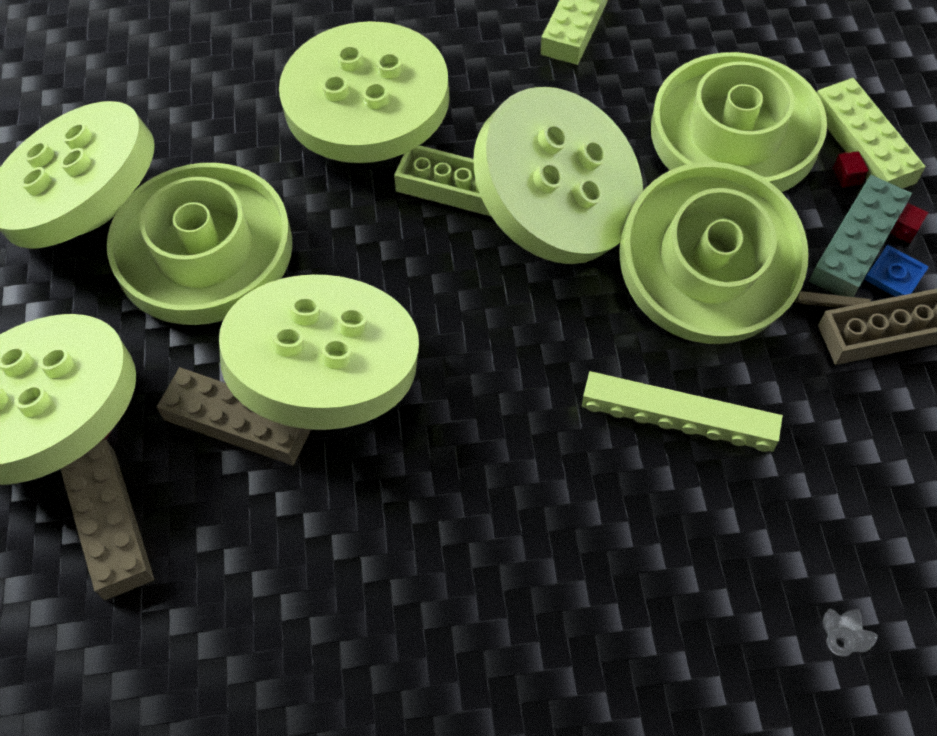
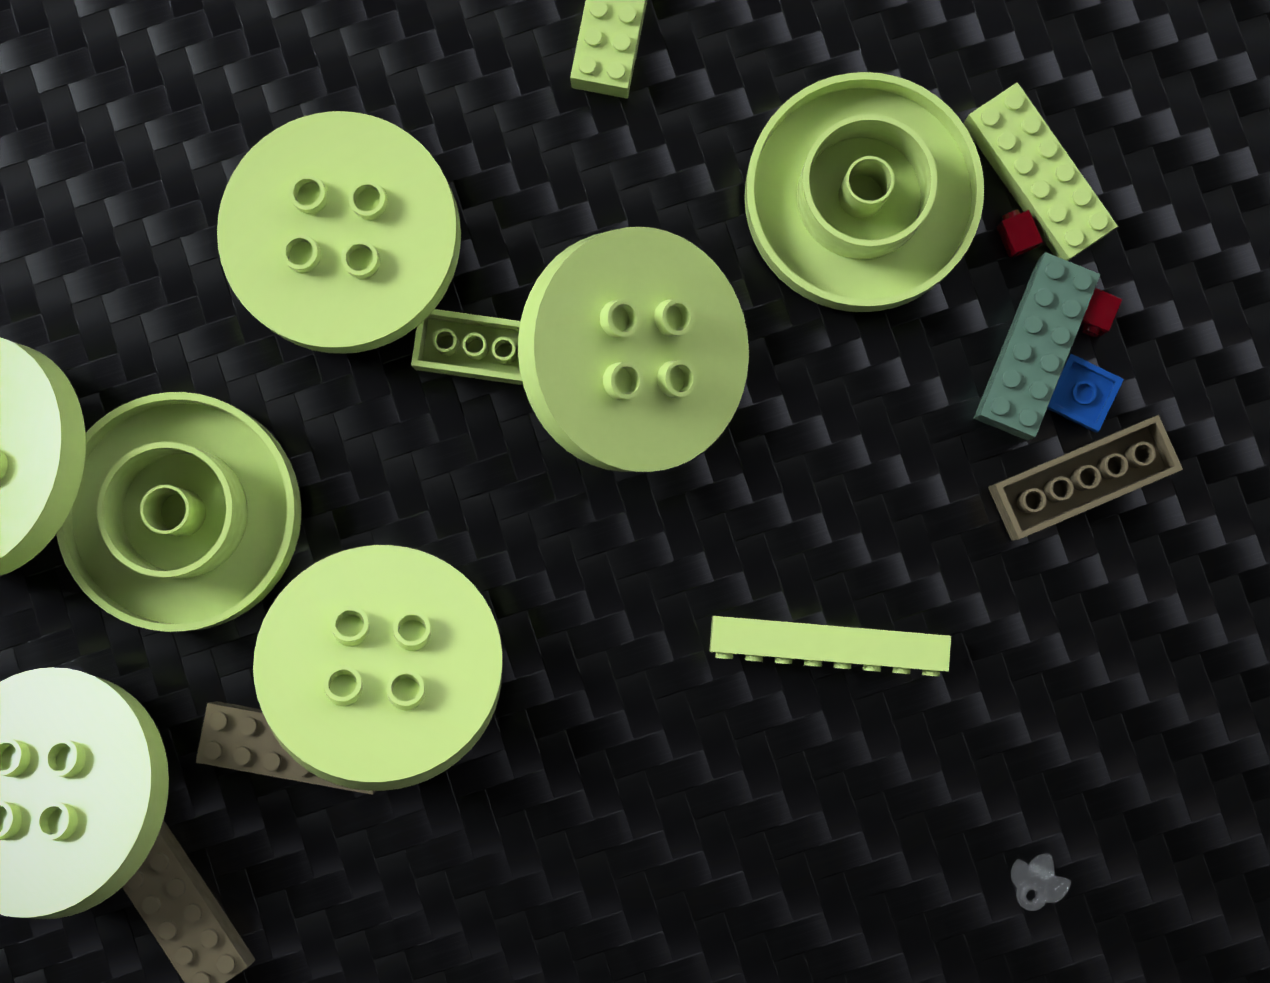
camera: 10 degrees left, 25 degrees up
(713, 252) = (848, 420): yellowish green piece -> none
(828, 300) = (1003, 452): dark tan tile -> none

